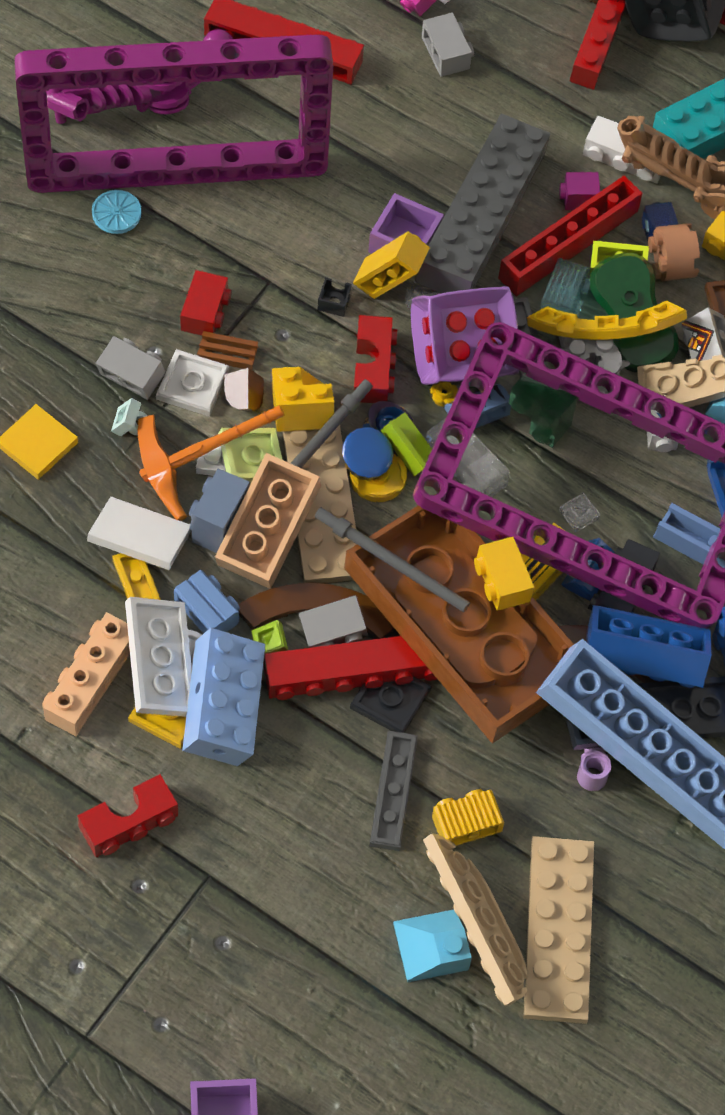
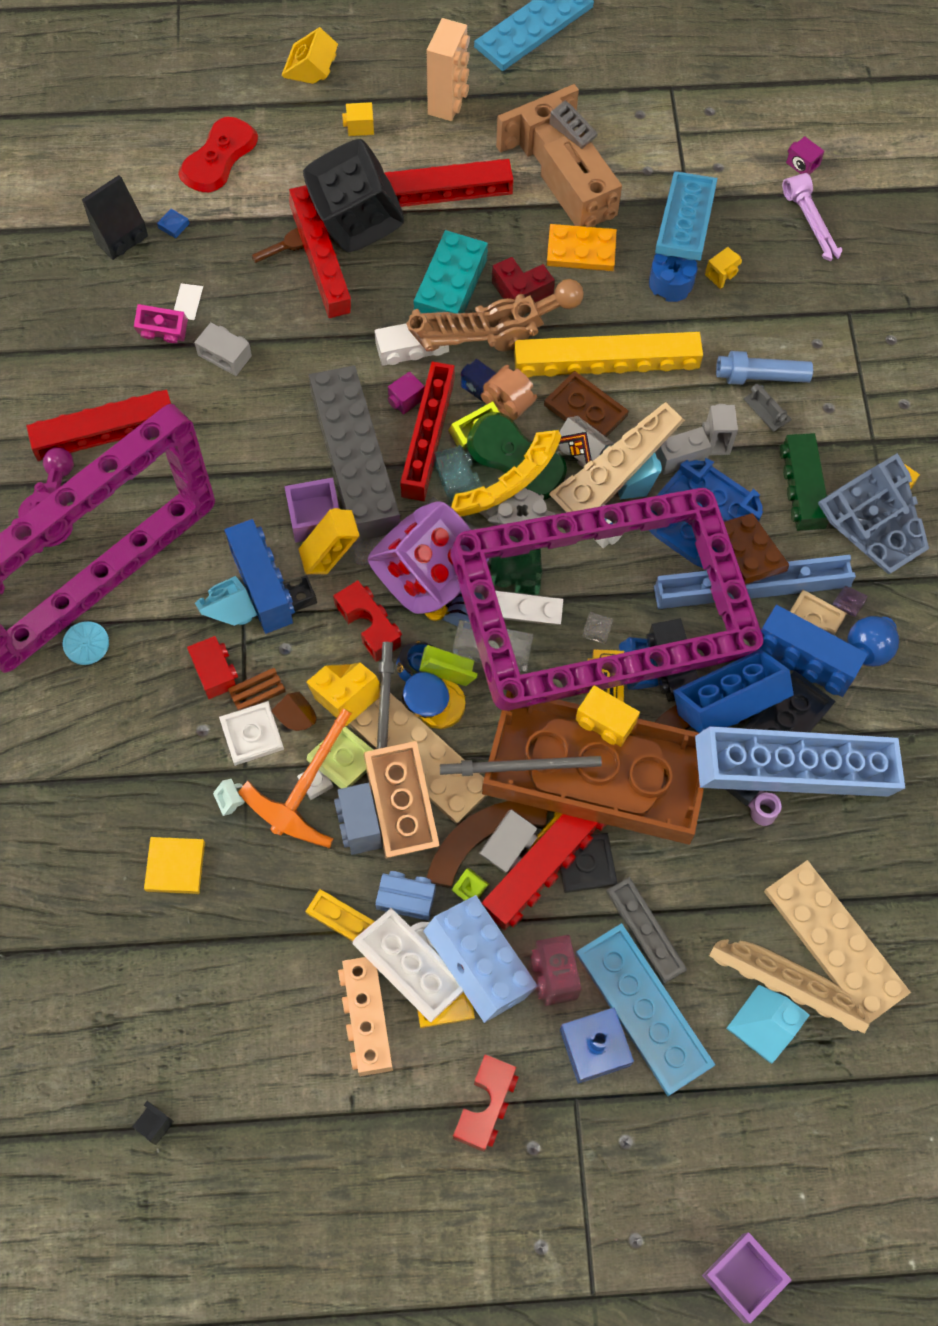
camera: 35 degrees left, 5 degrees up
(131, 367) = (199, 756): light grey brick -> none
(139, 533) = (311, 879): white tile -> none
(262, 261) = (228, 603): none -> medium azure slope
(263, 843) = (596, 1045): none -> brick
(280, 755) = (556, 969): none -> clear pink brick
(308, 255) = (260, 575): none -> blue brick
(332, 850) = (645, 1009): none -> dark azure plate
(468, 817) = (714, 912): yellow brick -> none
(518, 441) = (530, 608): none -> white brick

